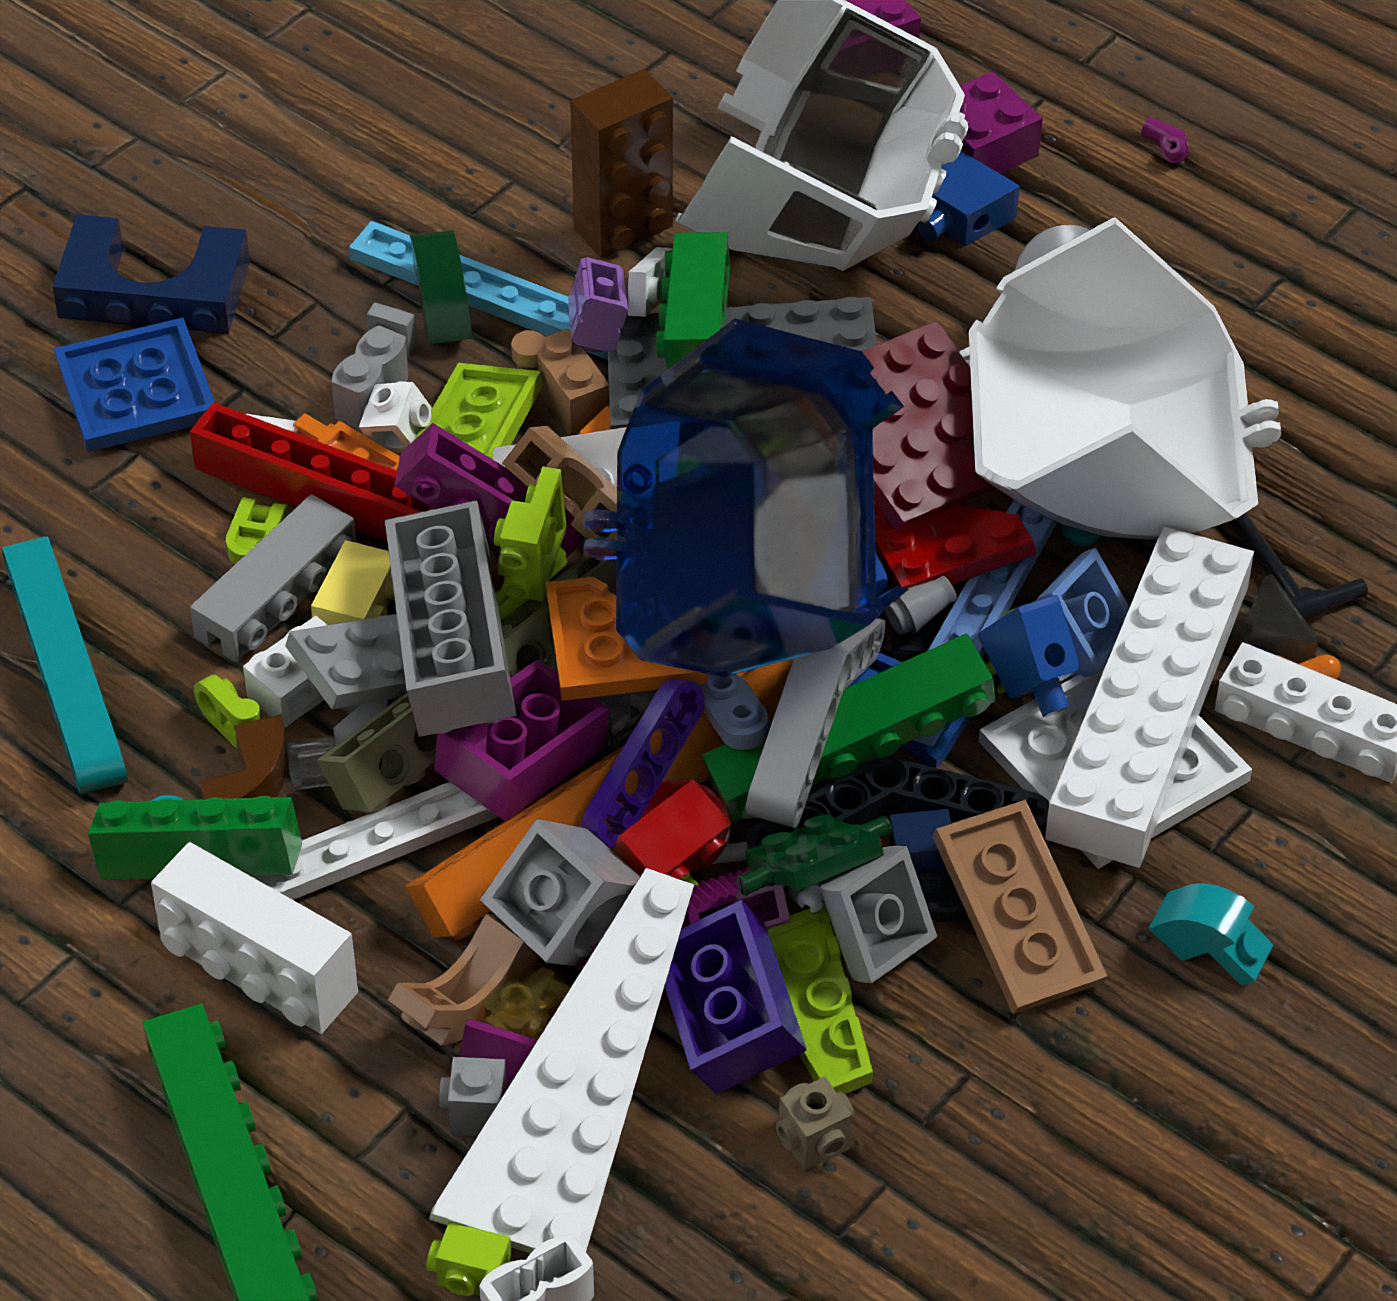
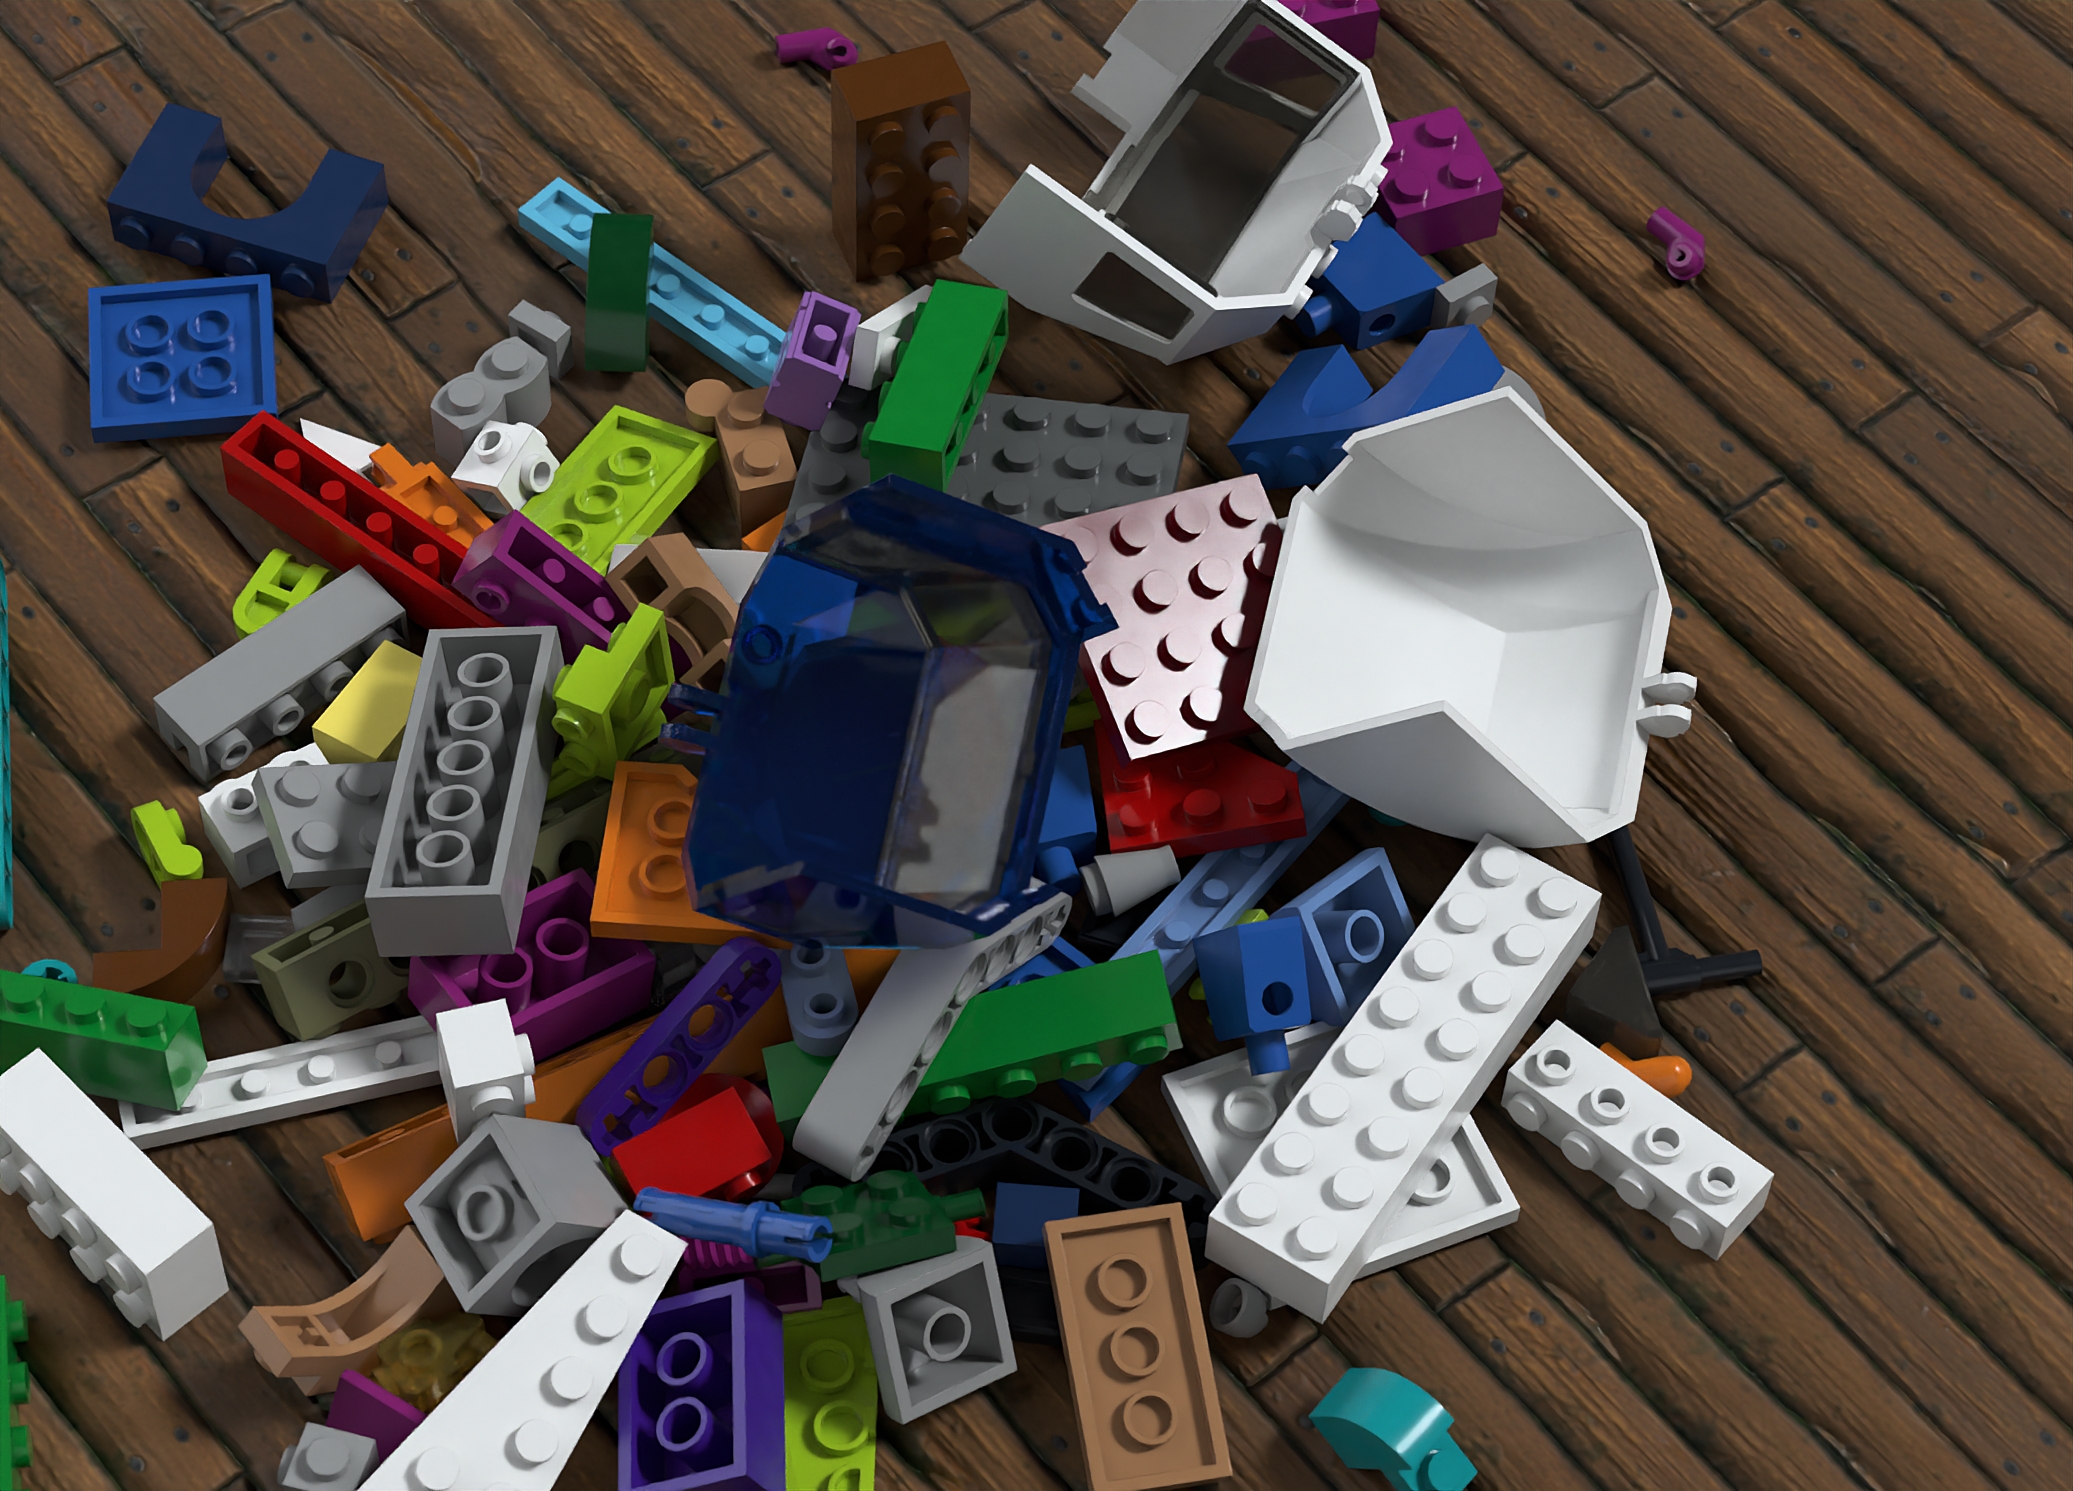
camera: 10 degrees right, 5 degrees up
(516, 792) = (483, 1065): none -> white brick
(530, 108) = (820, 46): none -> magenta arm
(742, 862) = (755, 1228): none -> blue pin
(955, 277) = (1322, 401): none -> blue arch
(1033, 199) = (1464, 299): none -> light grey plate
(1080, 864) = (1242, 1298): none -> light grey hinge

